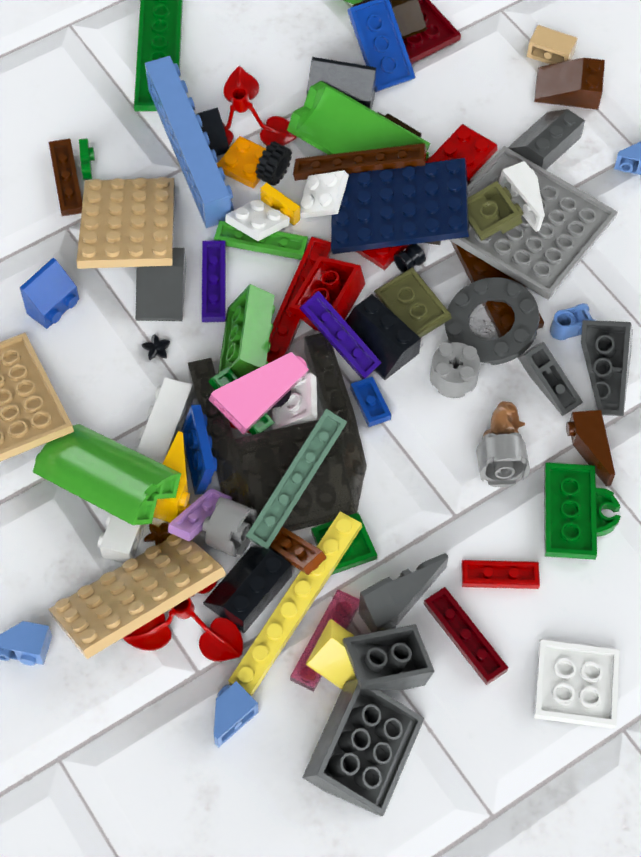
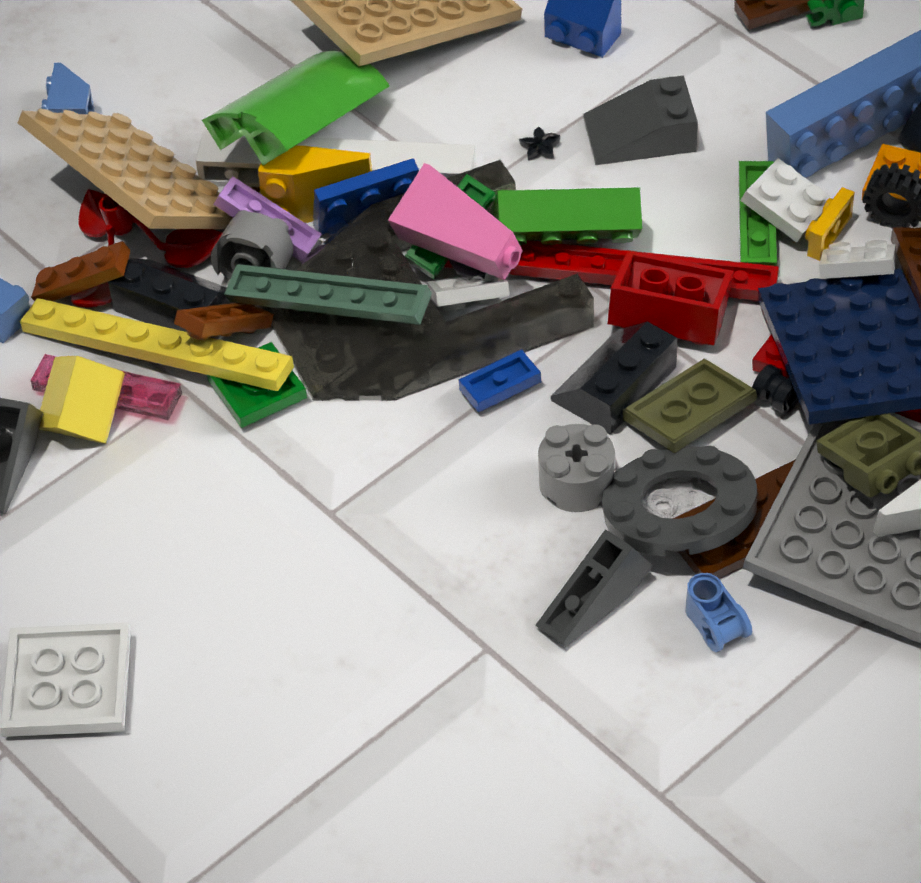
camera: 85 degrees right, 10 degrees down
(126, 223) = (719, 56): tan plate -> none
(213, 281) = (673, 175): dark purple plate -> none
(223, 642) = (82, 272): none -> dark orange plate
(340, 335) = (583, 306): dark purple plate -> none
(389, 601) = (169, 448): dark grey wedge -> none
(389, 659) = (65, 437): dark grey slope -> none
(465, 636) = (128, 539): dark red plate -> none
(500, 574) = (238, 574): red tile -> none
(502, 459) = (420, 537): light grey brick -> none
(505, 419) = (483, 546): medium nougat piece -> none
(574, 511) = (357, 650): green plate -> none
(591, 441) = (487, 658): reddish brown slope -> none
(607, 358) = (659, 667): dark grey wedge -> none

